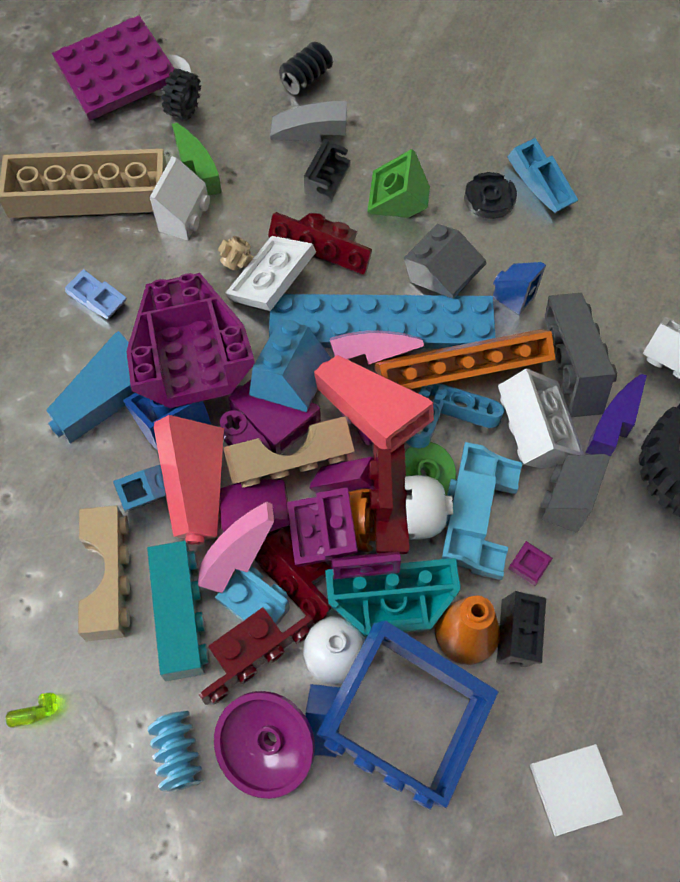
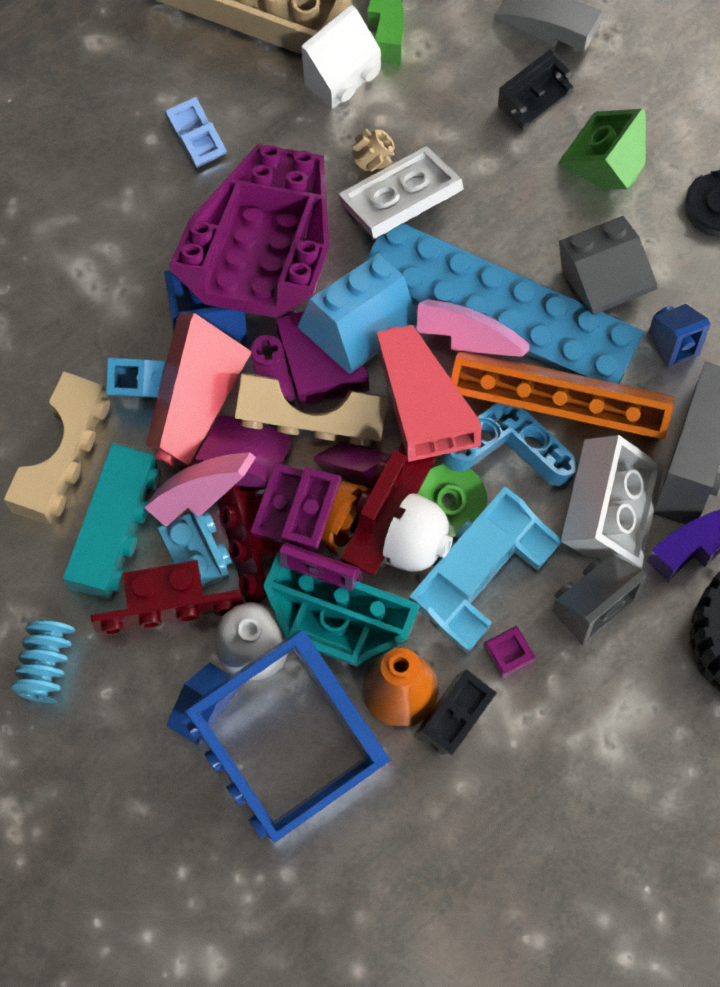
camera: 30 degrees right, 5 degrees up
(94, 392) = (137, 249): dark azure slope -> none
(248, 754) = (113, 695): magenta dish -> none
(330, 239) = (485, 175): dark red bracket -> none
(576, 790) = (420, 896): white tile -> none

